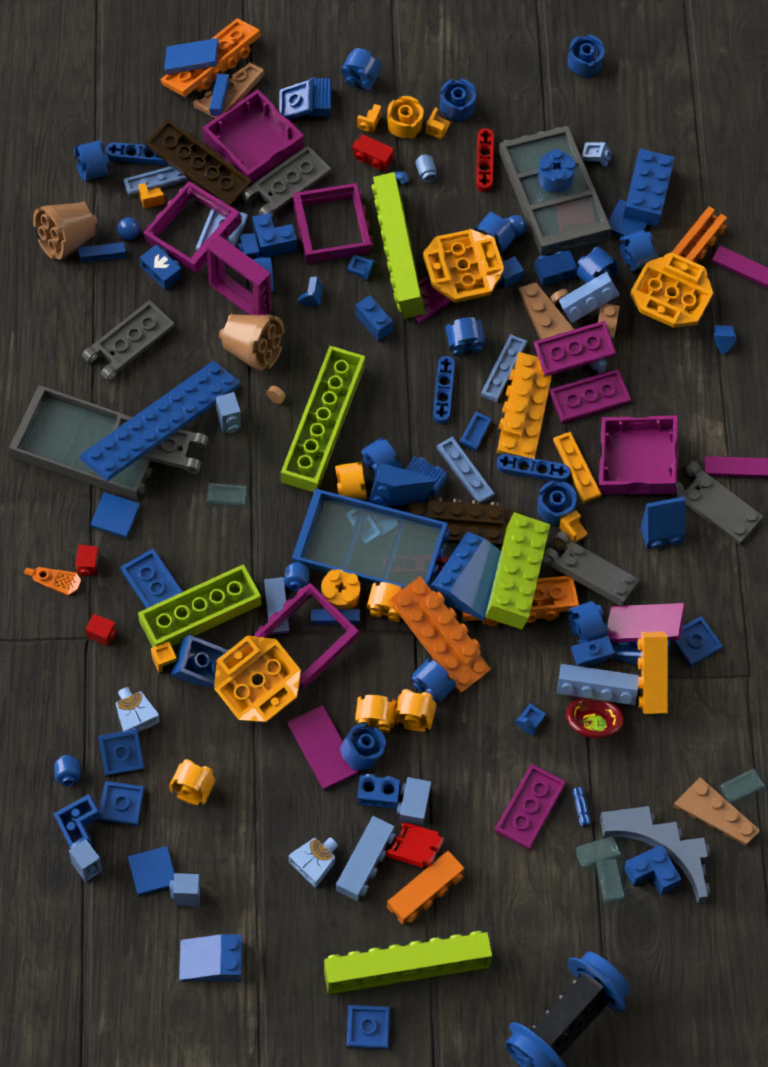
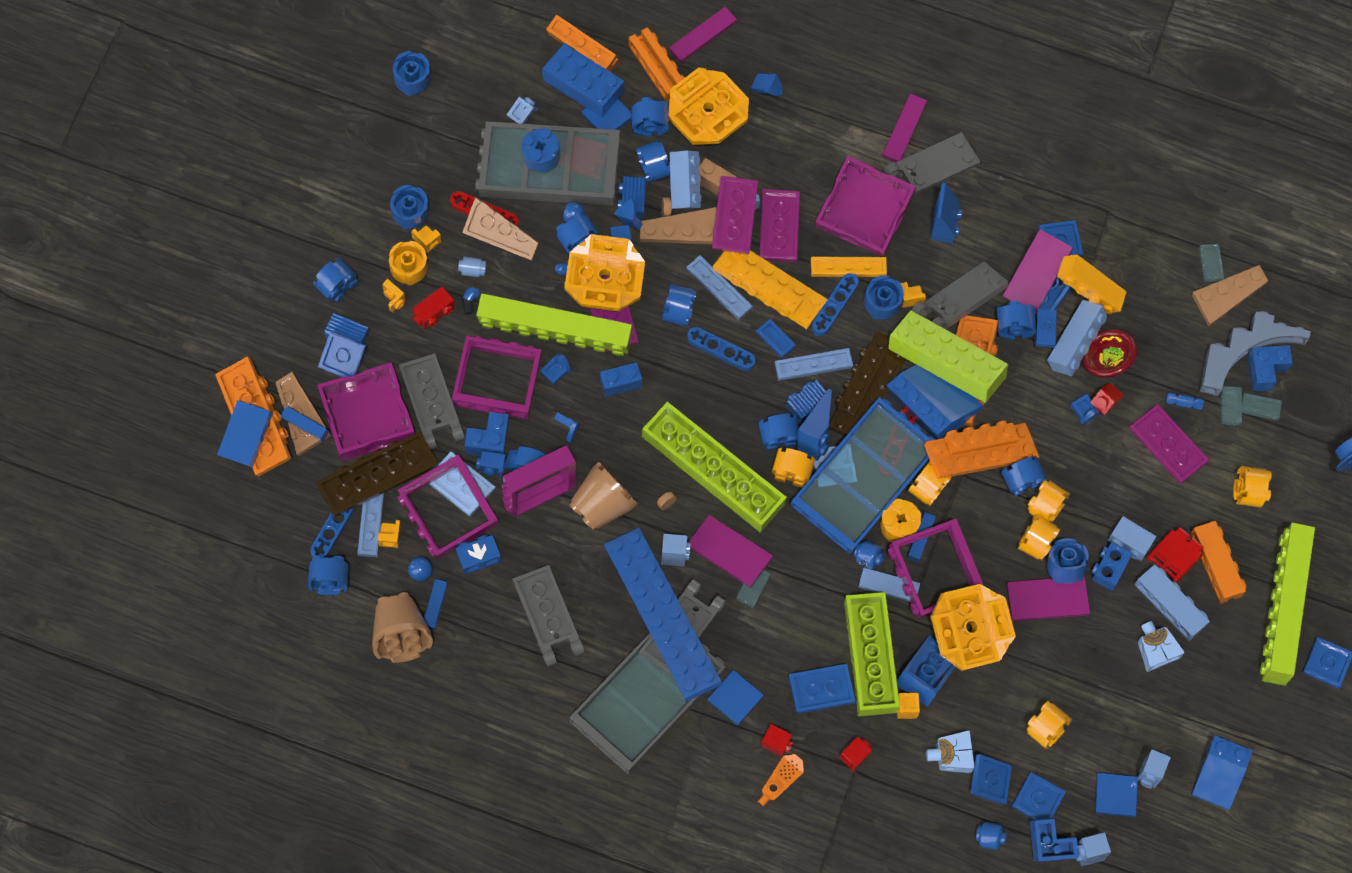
camera: 70 degrees left, 5 degrees up
(250, 462) = (730, 551): none -> magenta tile
(469, 175) = (495, 229): none -> wing
(515, 891) = (1252, 486): none -> light orange brick
(534, 262) = (627, 215): none -> blue tile
(547, 731) = (1107, 398): none -> red brick
(682, 174) = (576, 39): none -> orange brick

